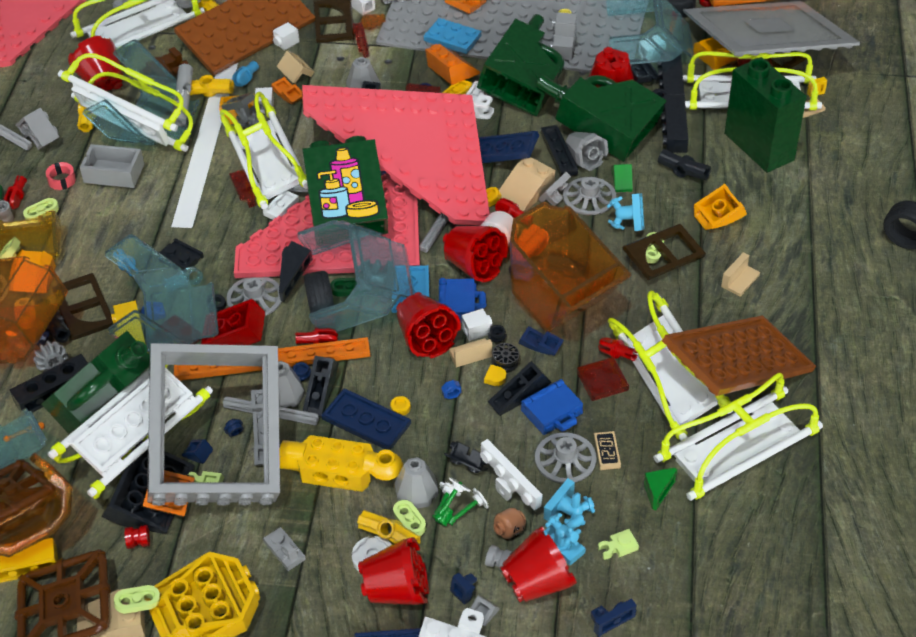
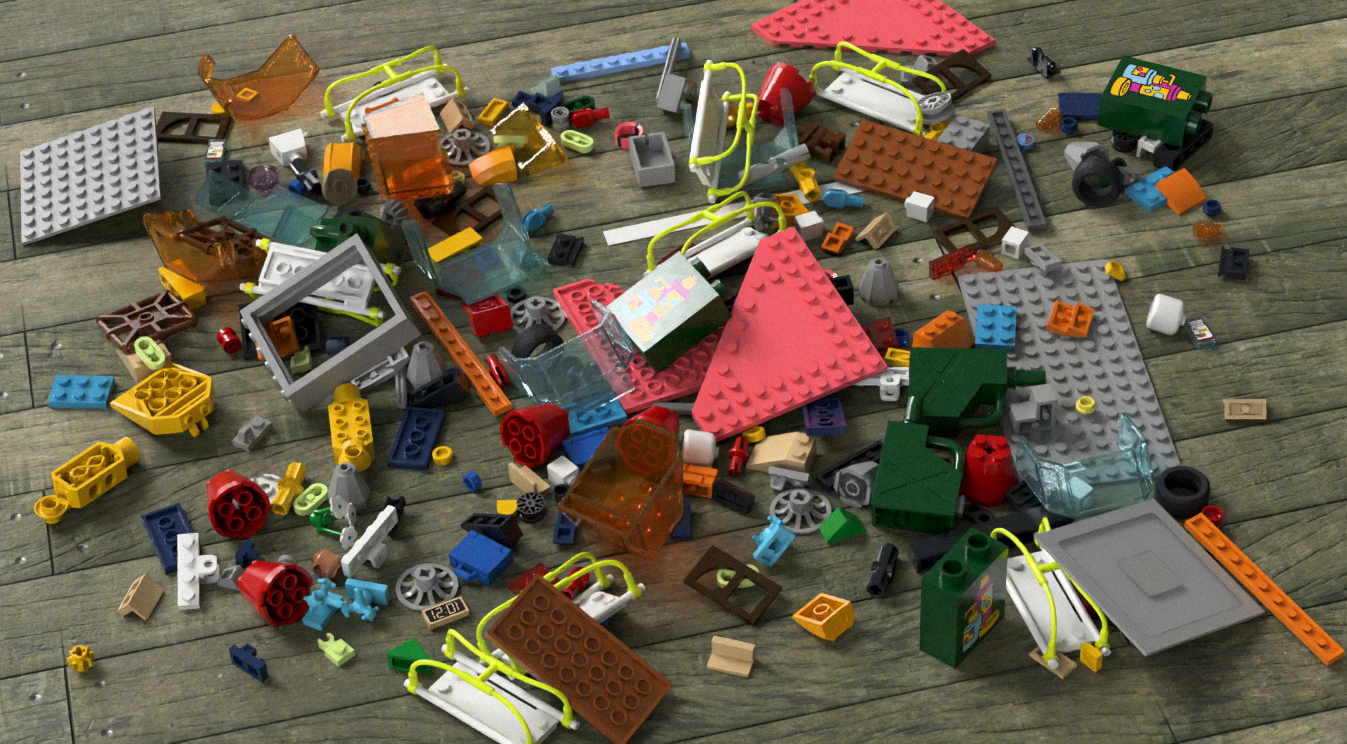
camera: 70 degrees right, 5 degrees down
(293, 265) = (571, 320): black slope -> none

